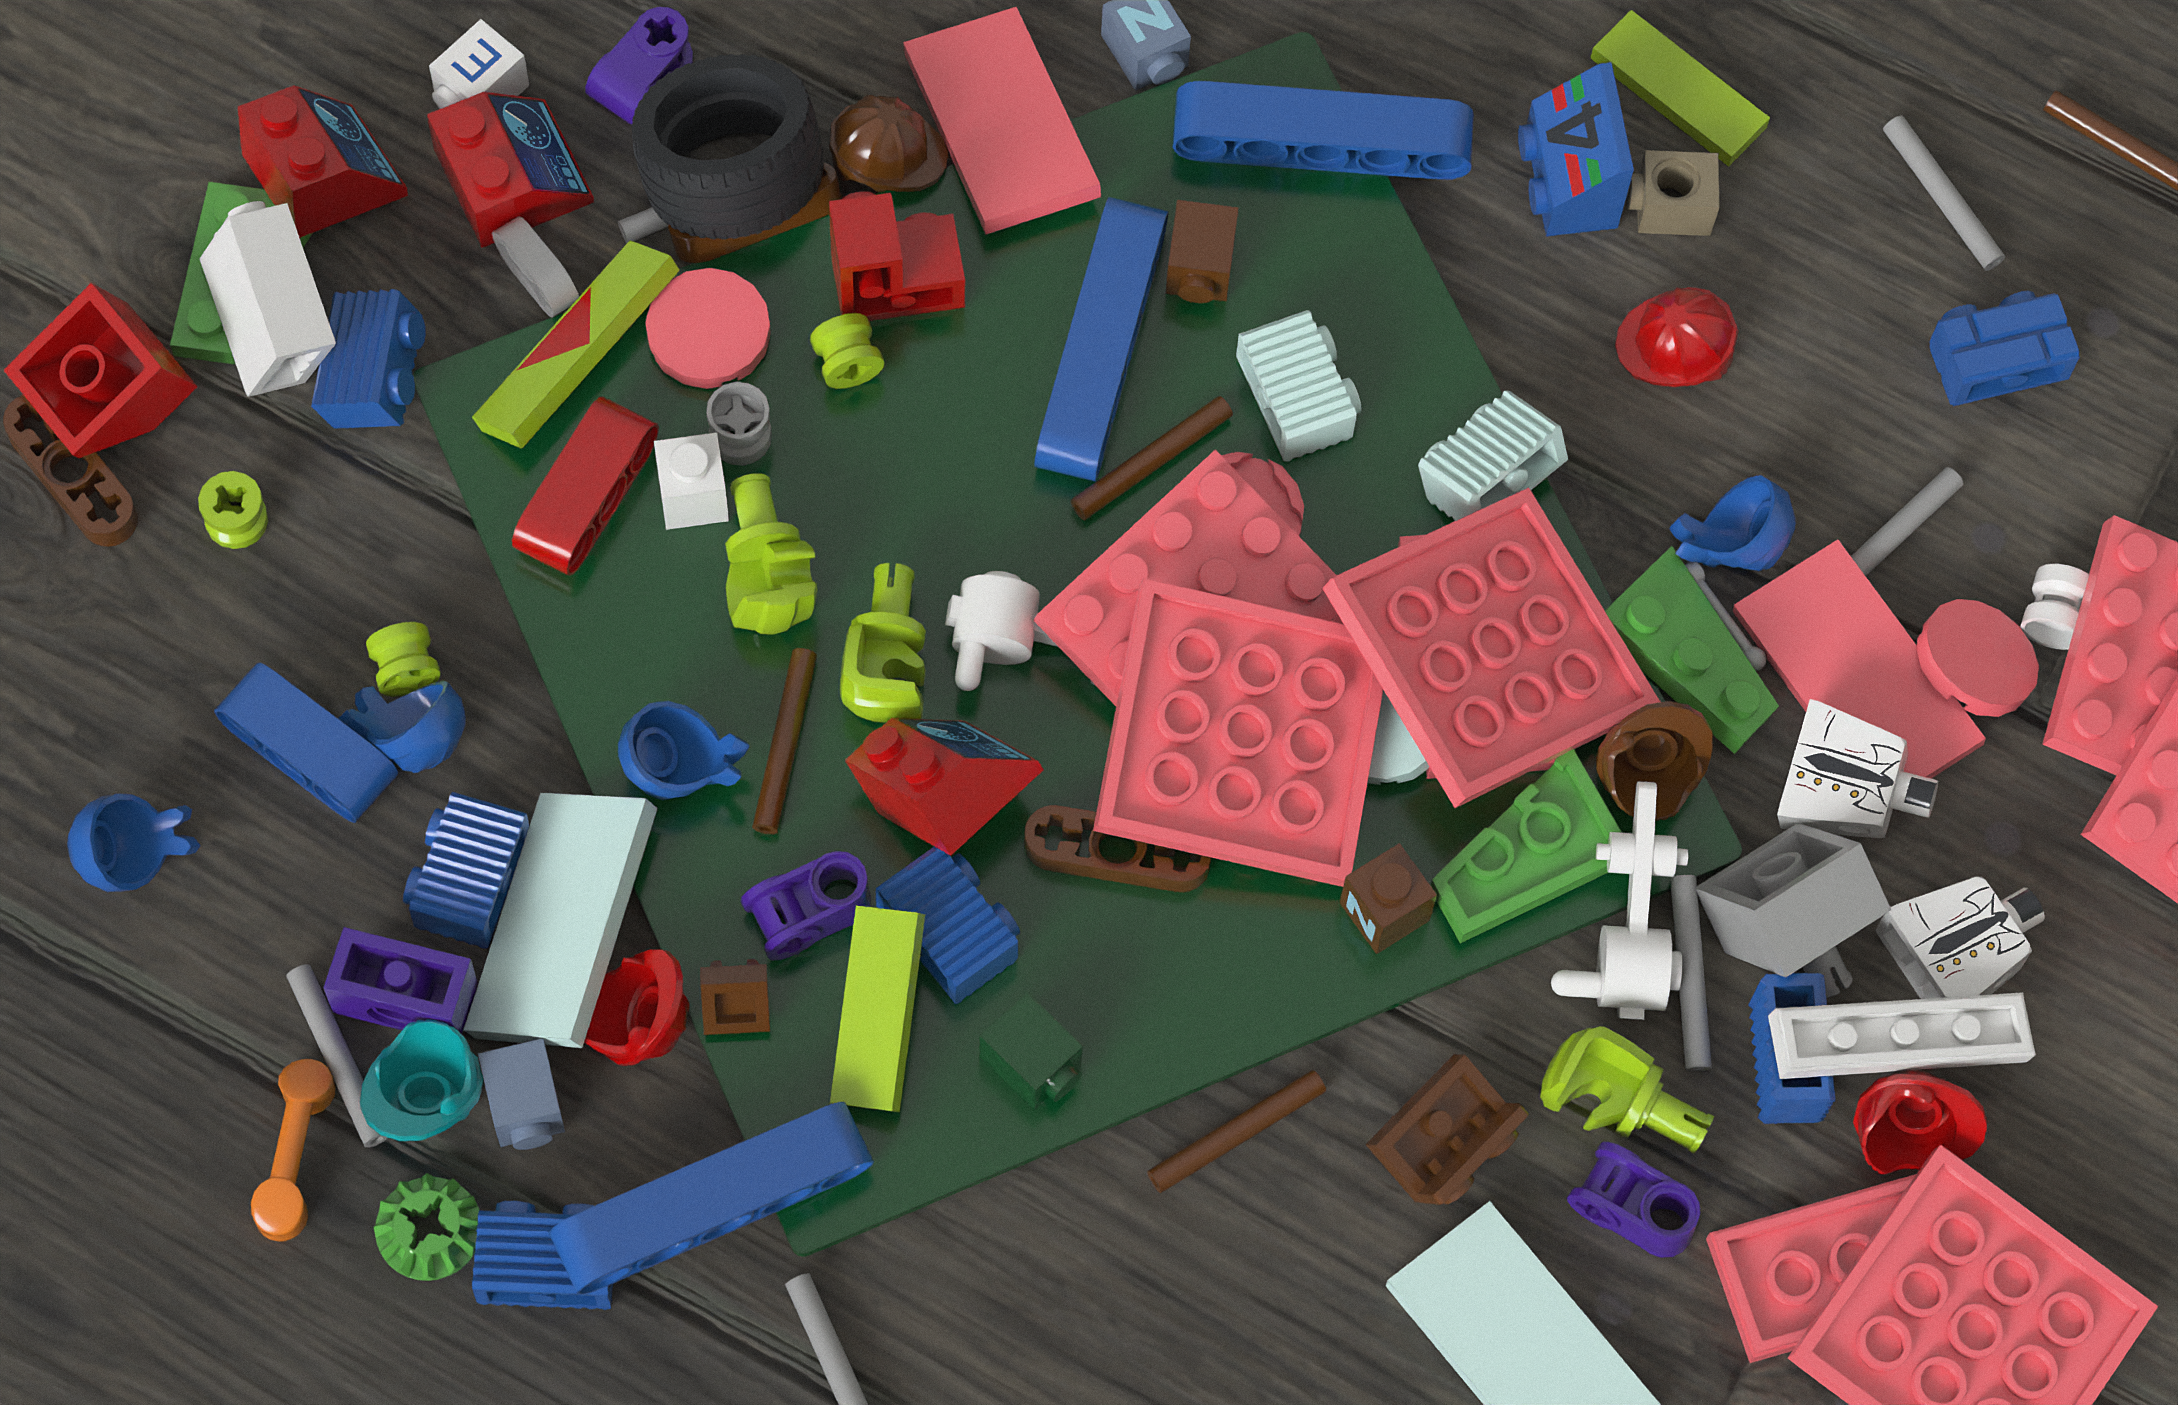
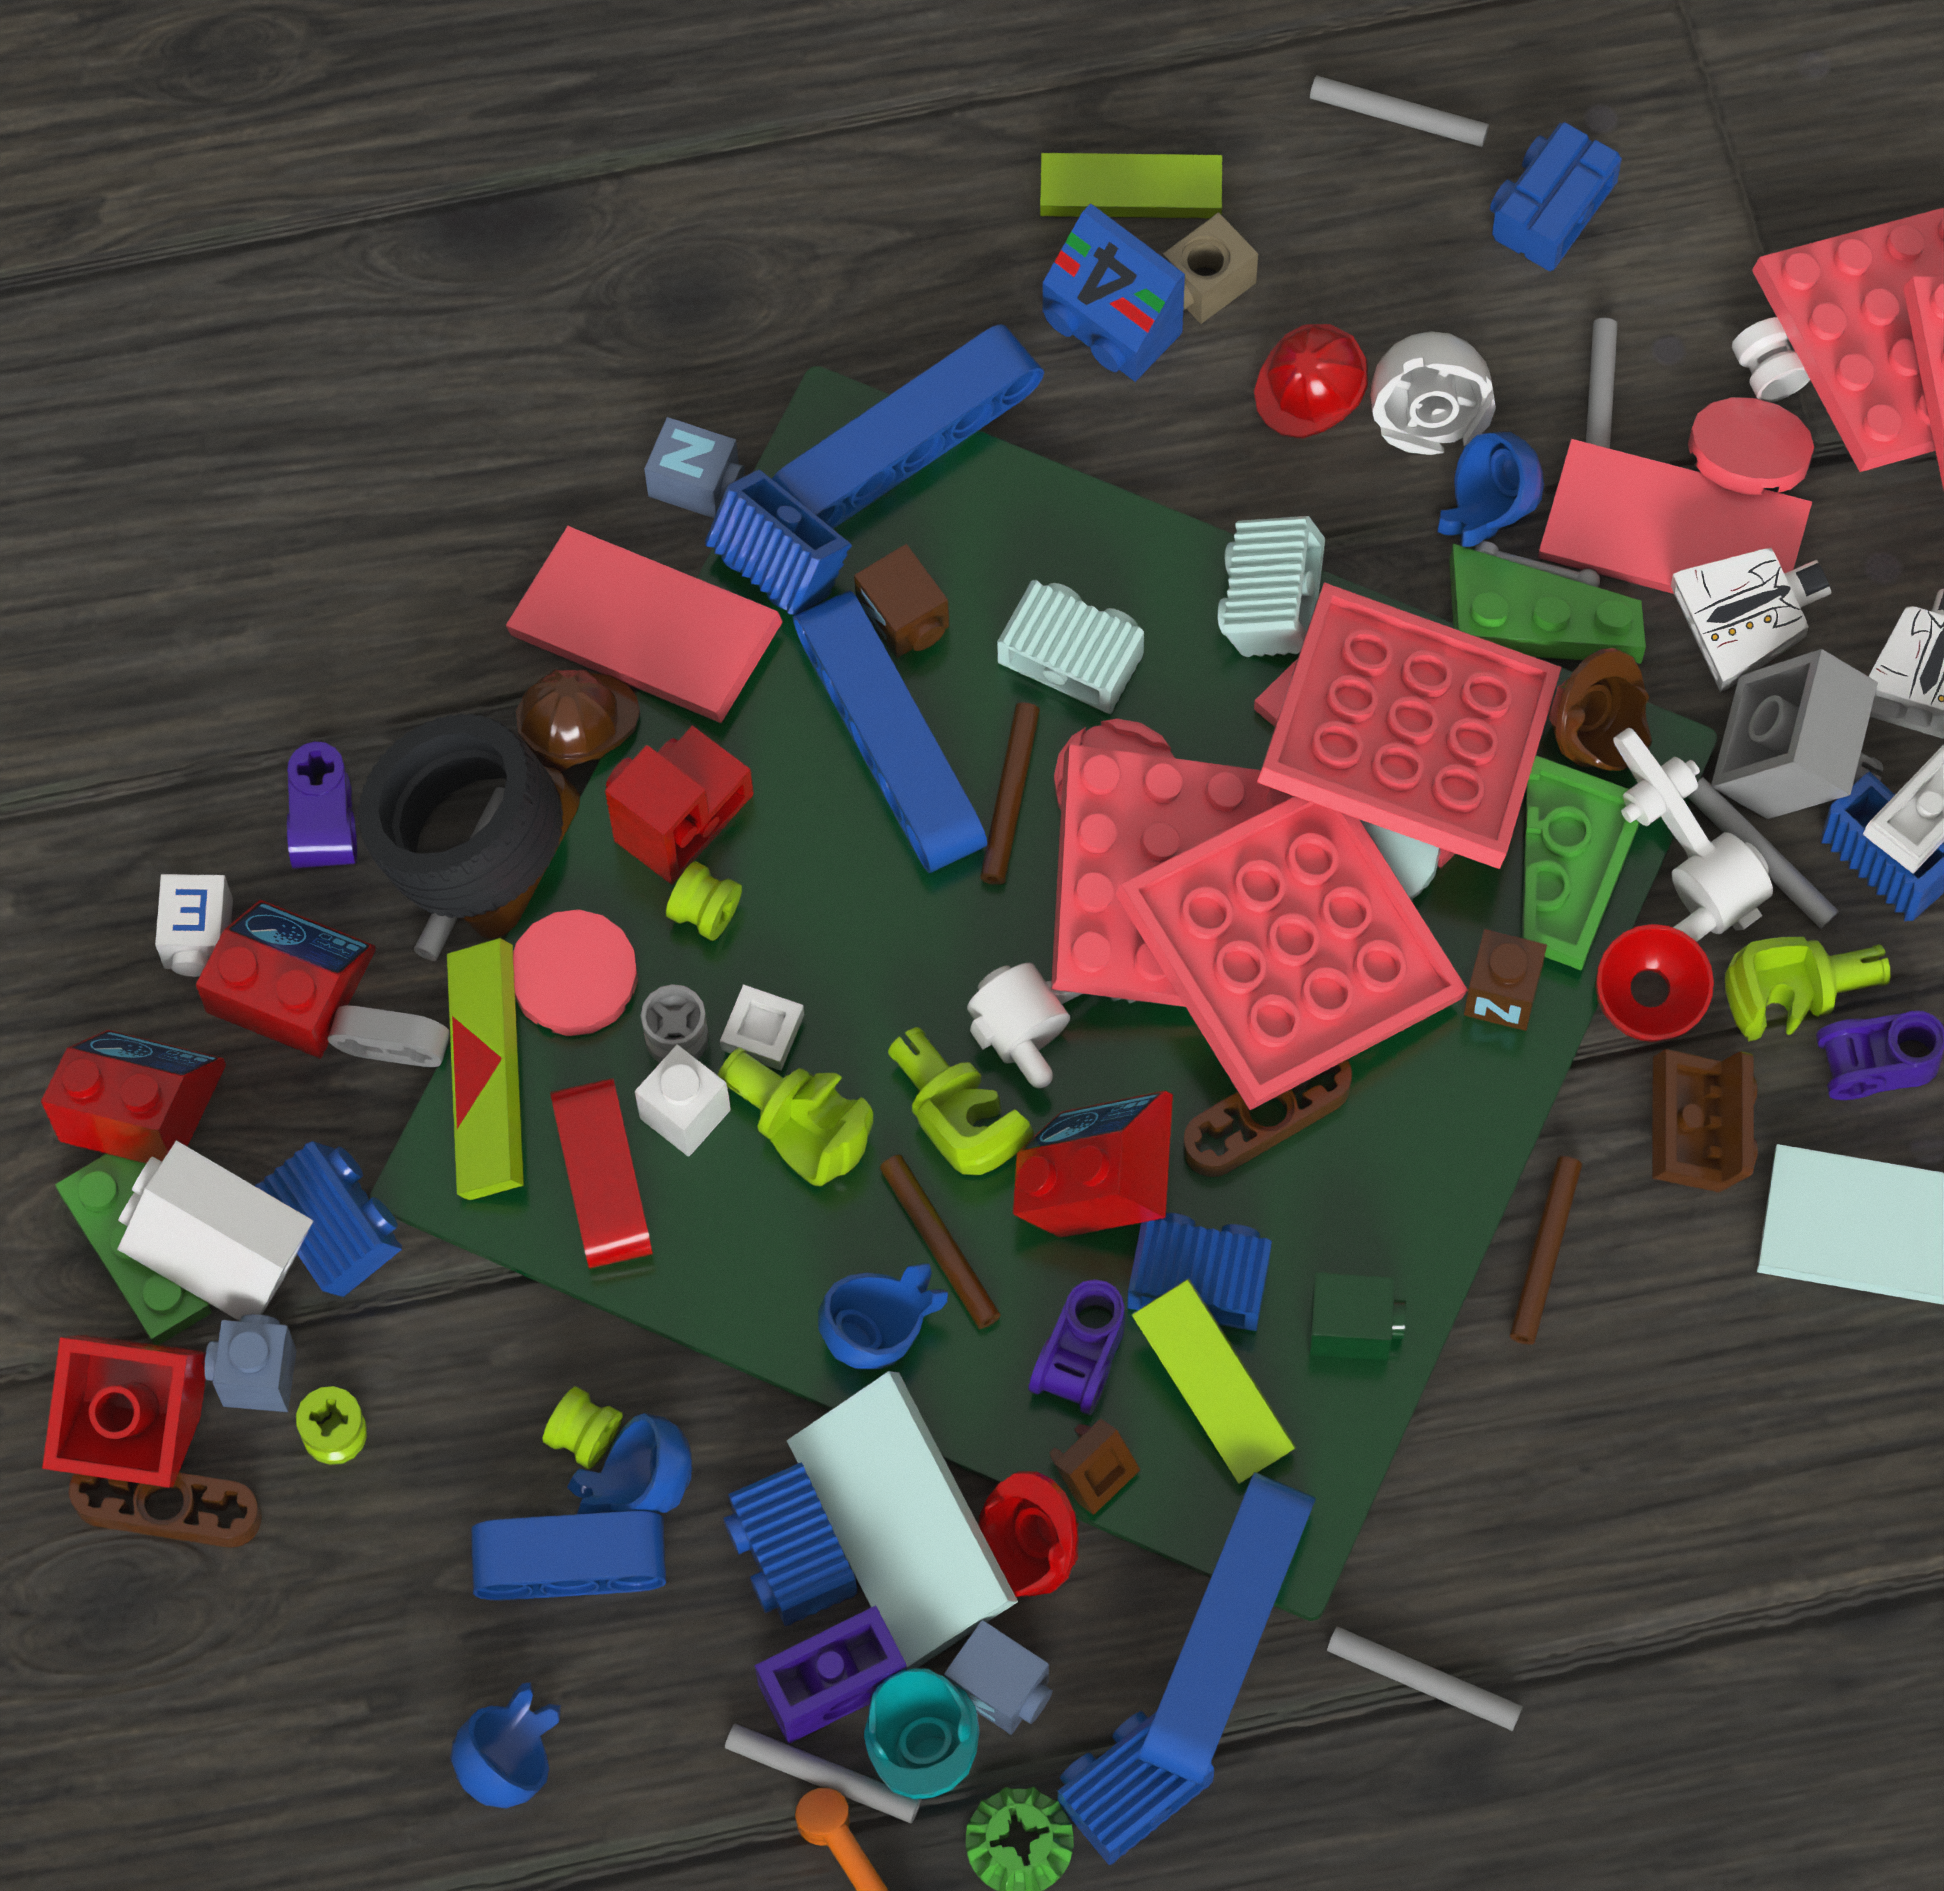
camera: 35 degrees left, 0 degrees up
(218, 419) = (252, 1363): none -> sand blue brick
(802, 477) = (762, 1026): none -> white plate
(1146, 133) = (777, 543): none -> blue brick
(1505, 963) = (1676, 960): none -> red piece
(1758, 417) = (1431, 393): none -> white cylinder

